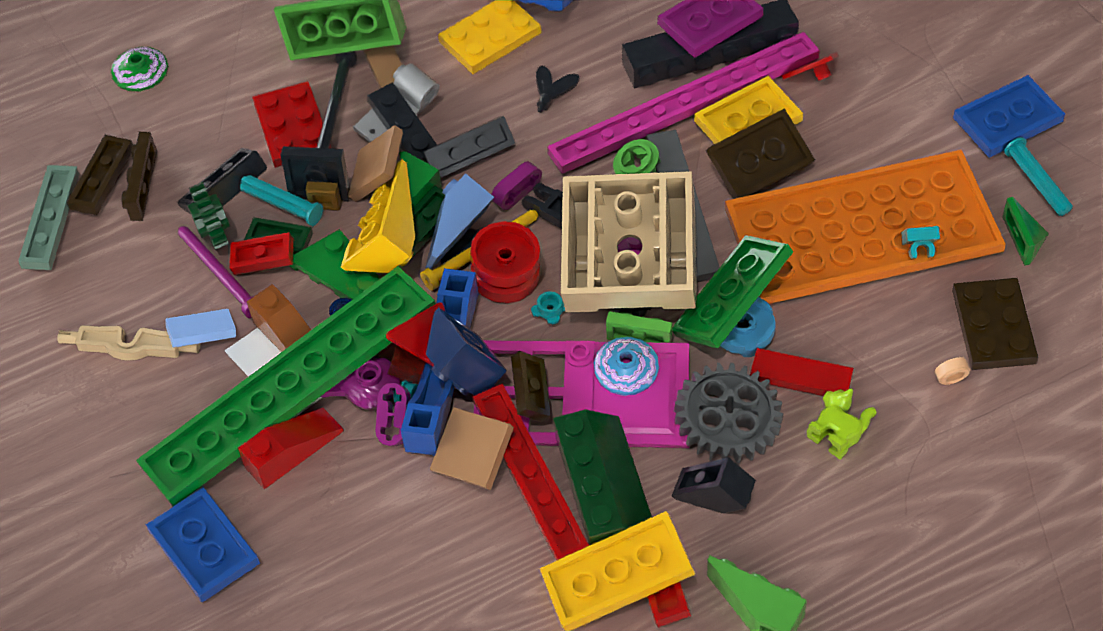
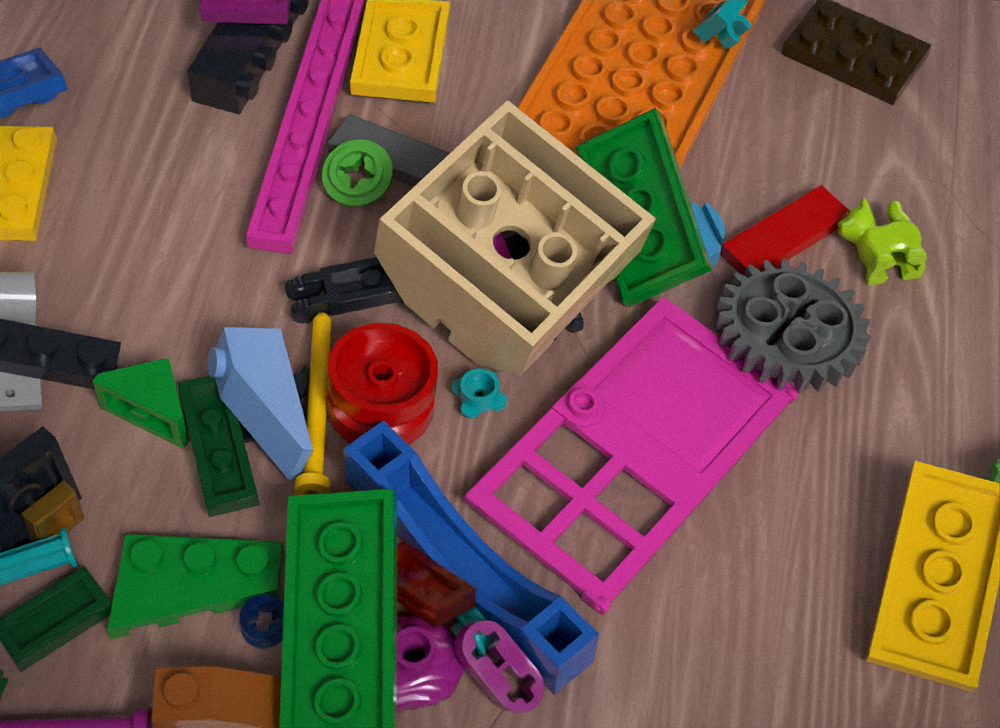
camera: 60 degrees left, 0 degrees up
(261, 253) = (68, 654): red plate -> none
(375, 163) = (82, 414): medium nougat tile -> none
(386, 228) = (198, 476): yellow wedge -> none
(415, 333) = (428, 543): red piece -> none
(461, 355) = (501, 520): dark blue slope -> none
(469, 146) = (155, 307): black plate -> none
(471, 448) = (636, 609): medium nougat tile -> none
(516, 185) = (266, 296): magenta beam -> none
(530, 386) = (580, 475): dark brown plate -> none
(533, 476) = (719, 572): red plate -> none
(550, 90) = (153, 188): black piece -> none
(600, 473) = (791, 510): dark green slope -> none
(626, 377) = (640, 389): dish -> none
(646, 329) = (601, 330): bright green plate -> none
(715, 486) = (882, 404): black slope -> none
(760, 155) = (470, 66): dark brown plate -> none
(952, 371) = (896, 113): light nougat tile -> none

